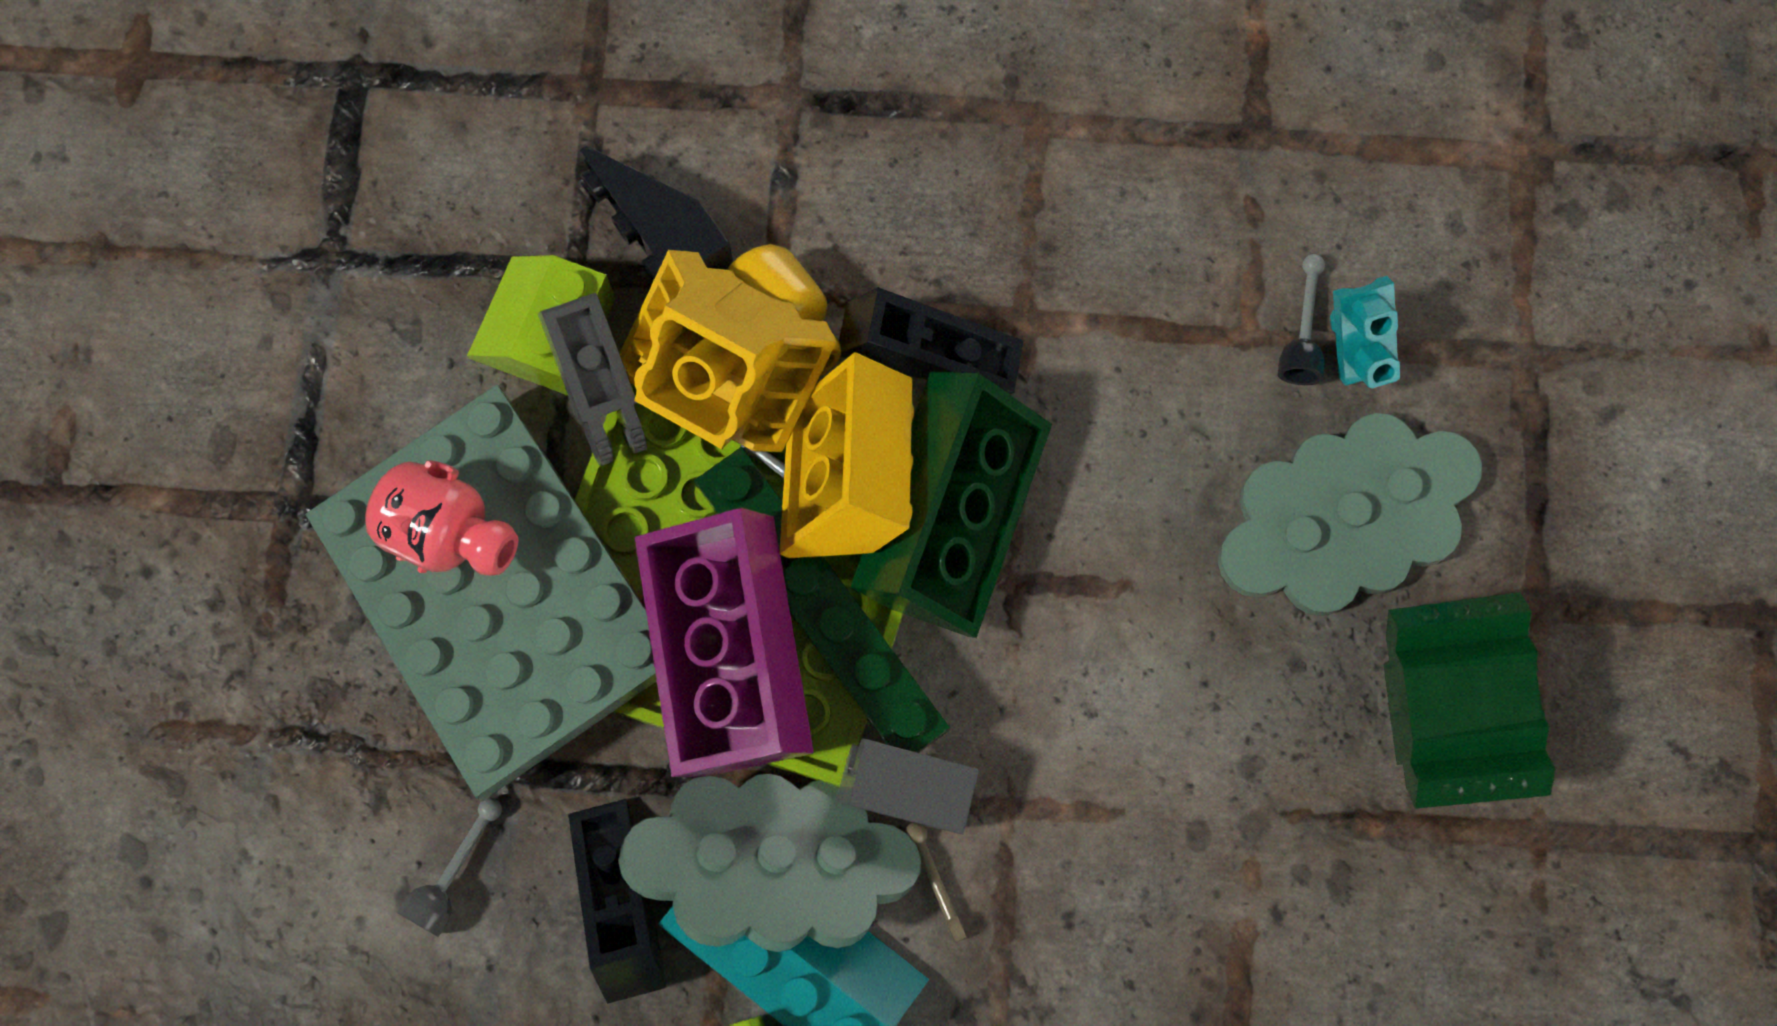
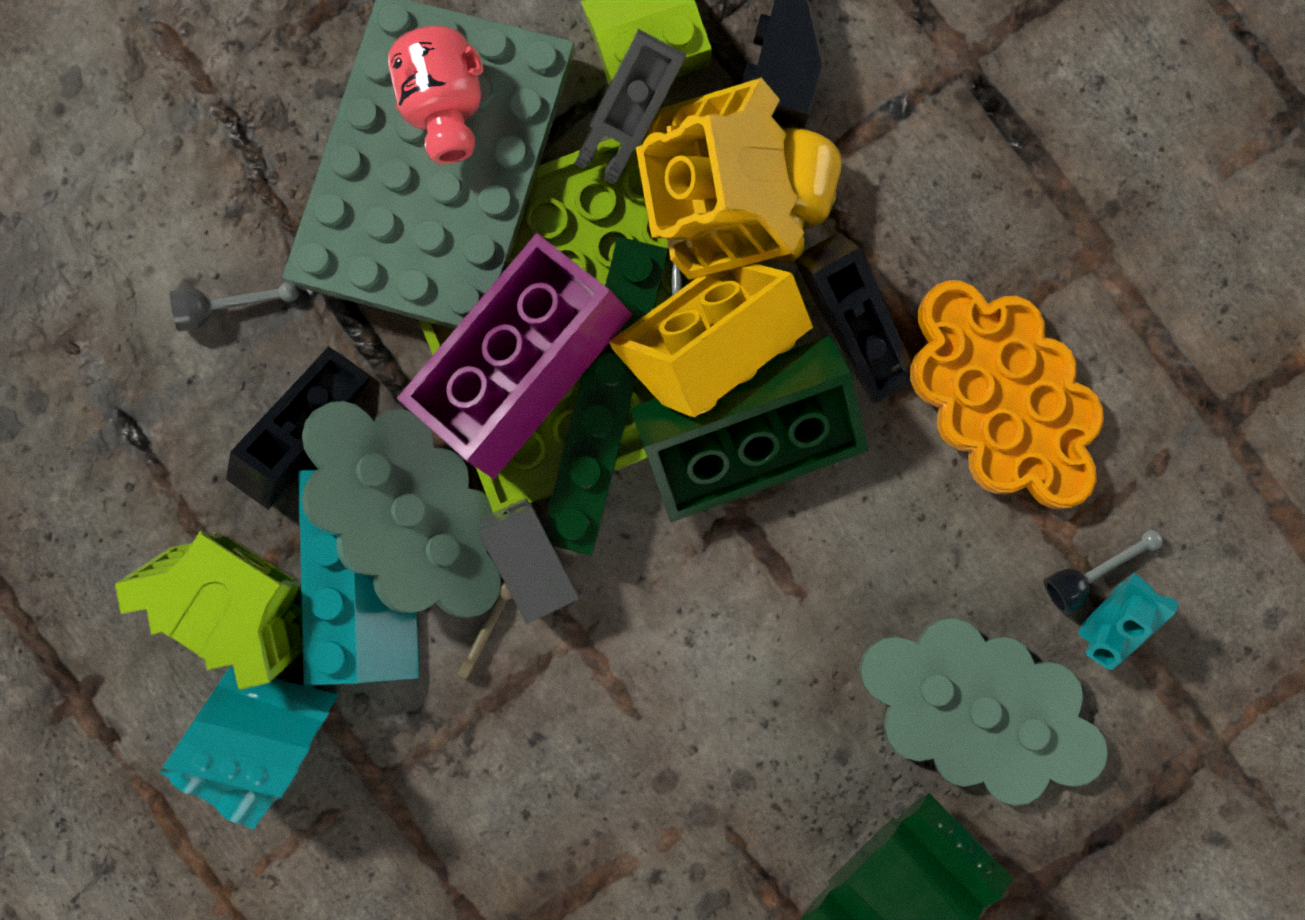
camera: 55 degrees right, 10 degrees up
(1097, 280) = (1007, 395): none -> light orange plate

